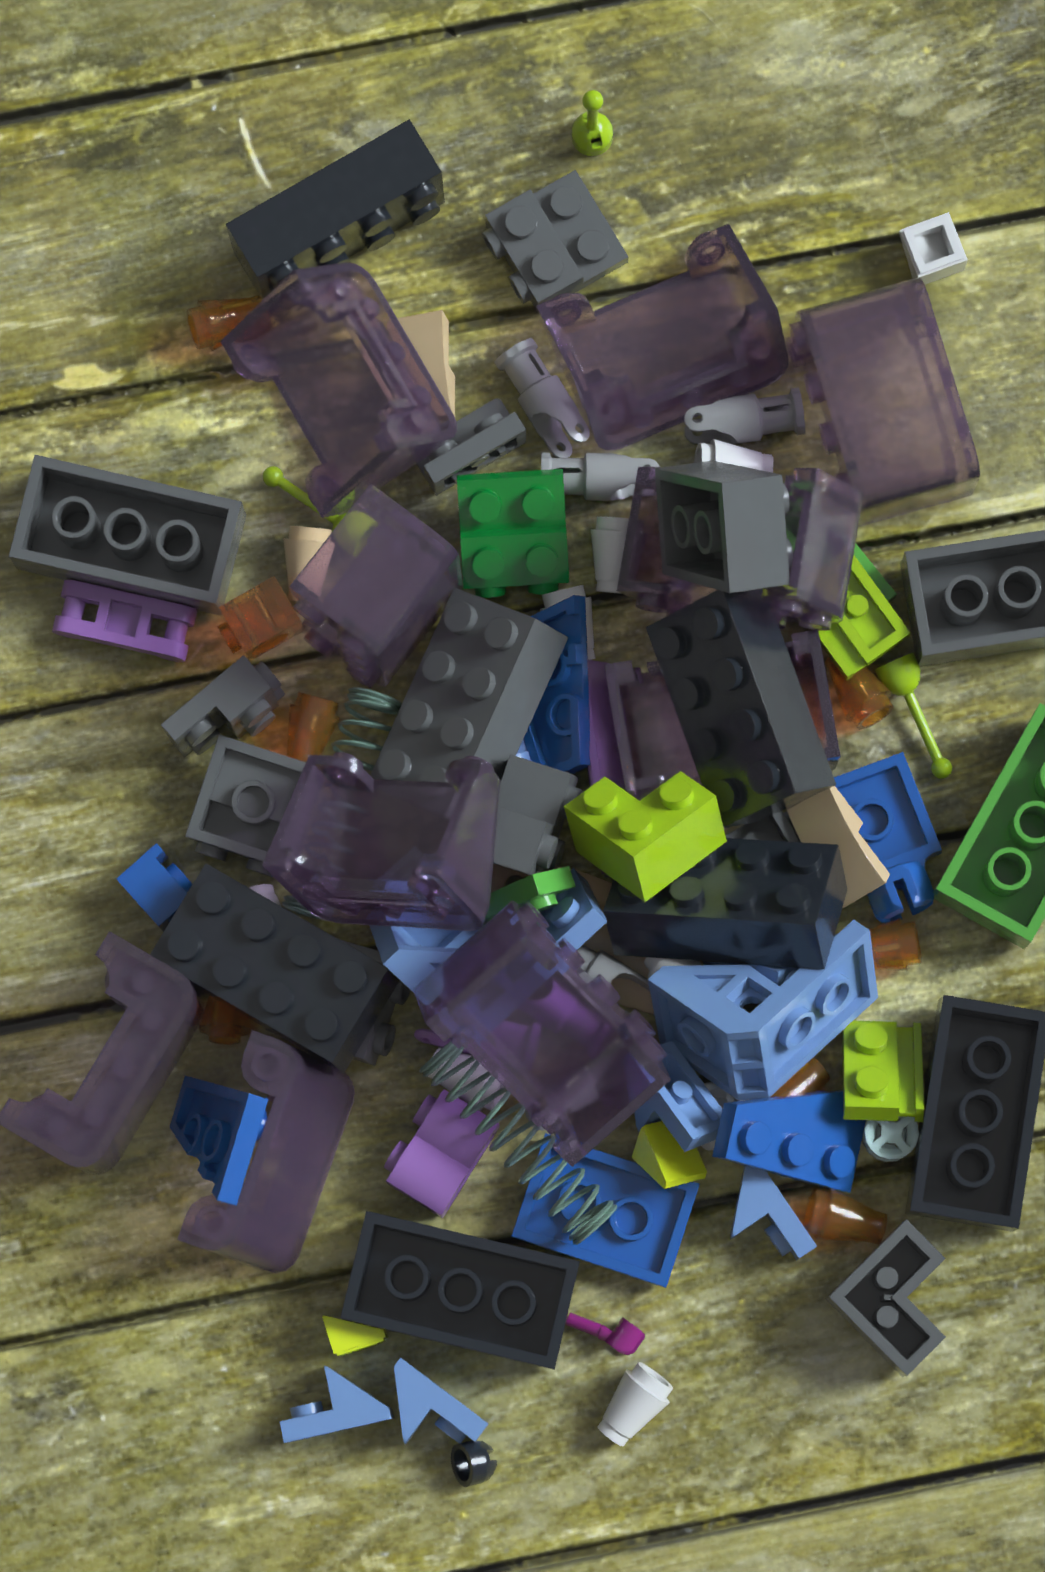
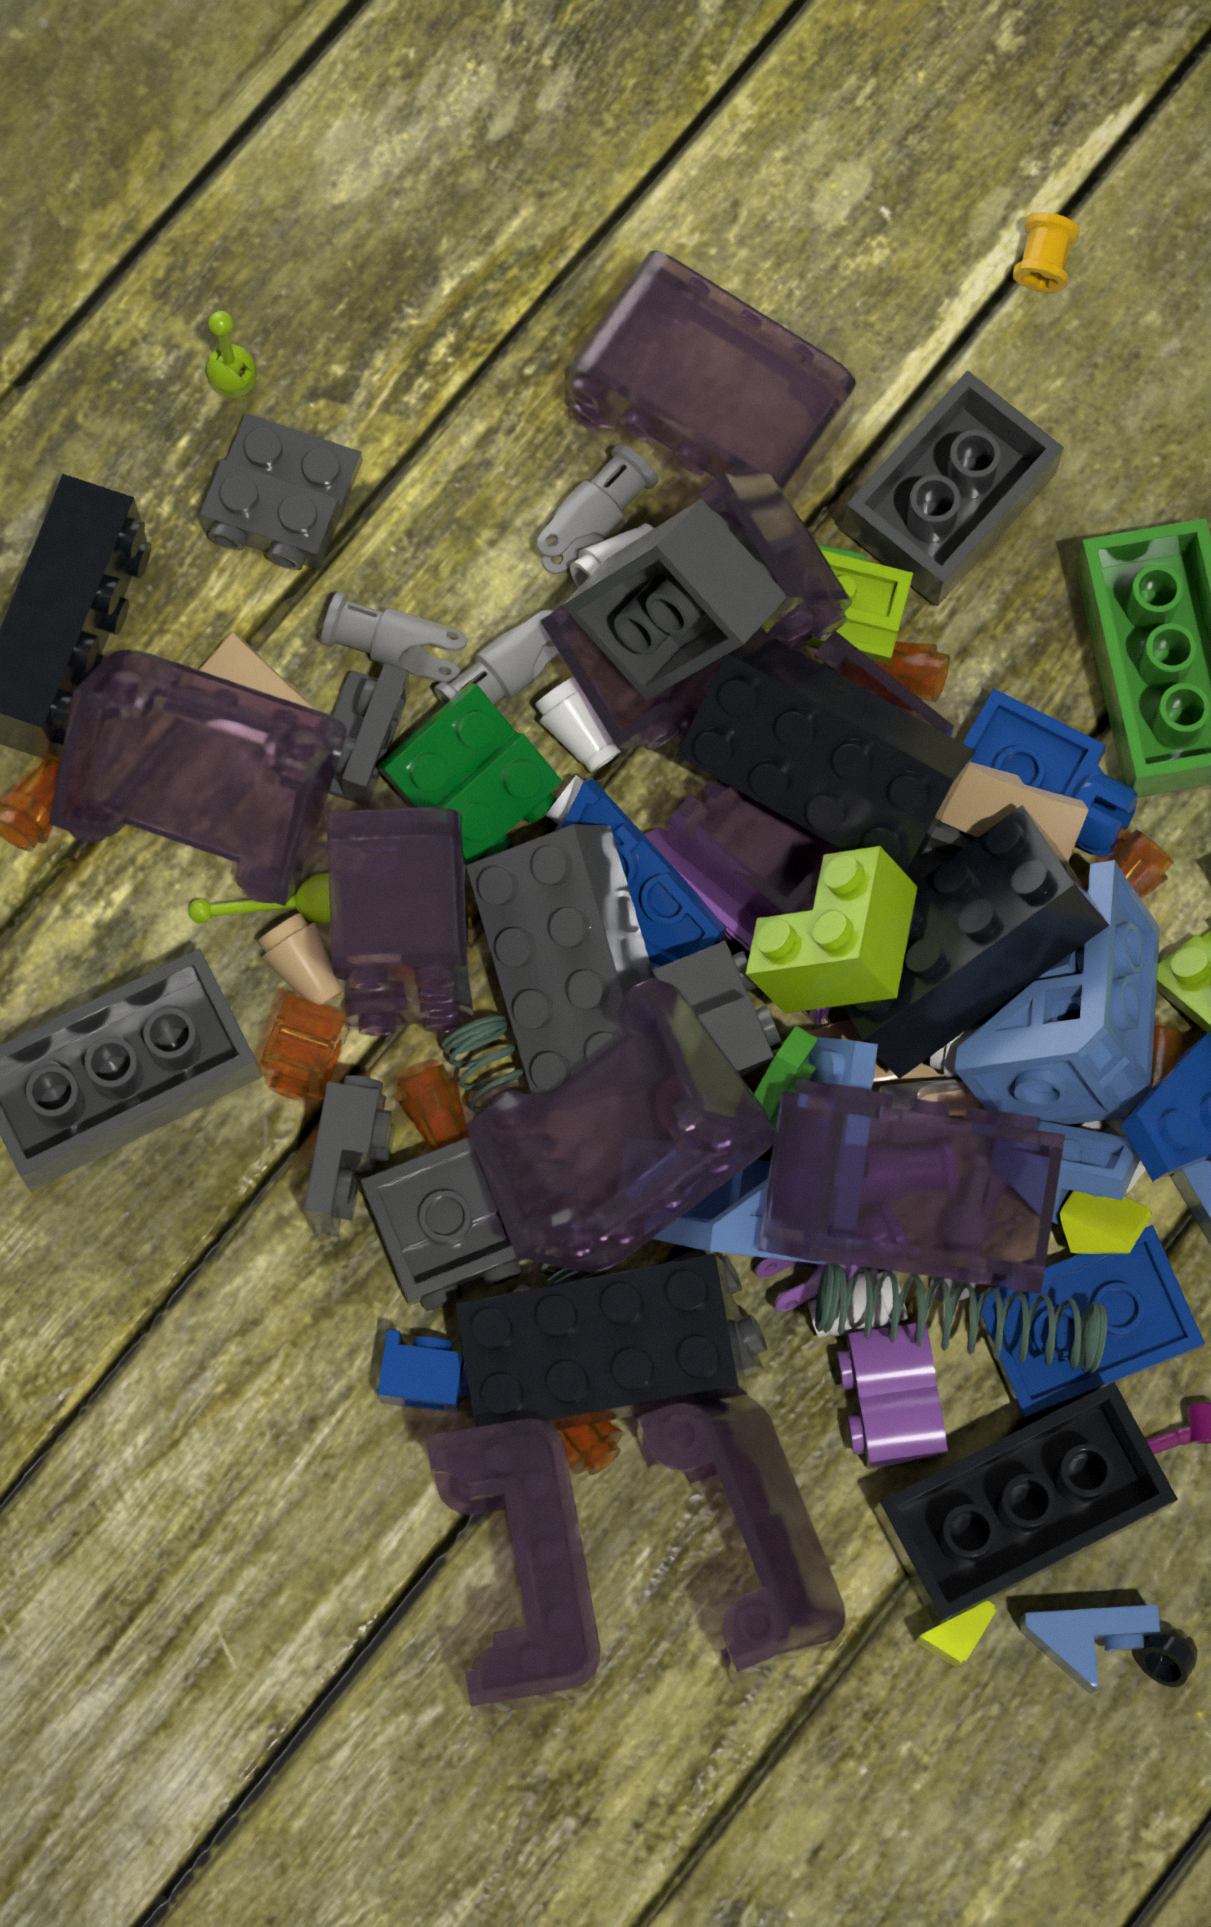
camera: 45 degrees left, 5 degrees down
(124, 620) = (174, 1154): medium lavender plate -> none
(220, 1130) = (681, 1541): blue wing -> none
(350, 1405) = (1017, 1703): medium blue slope -> none
(669, 345) = (470, 495): clear purple windscreen -> none
(902, 679) = (935, 625): lime hinge -> none
(933, 249) = (631, 227): white slope -> none

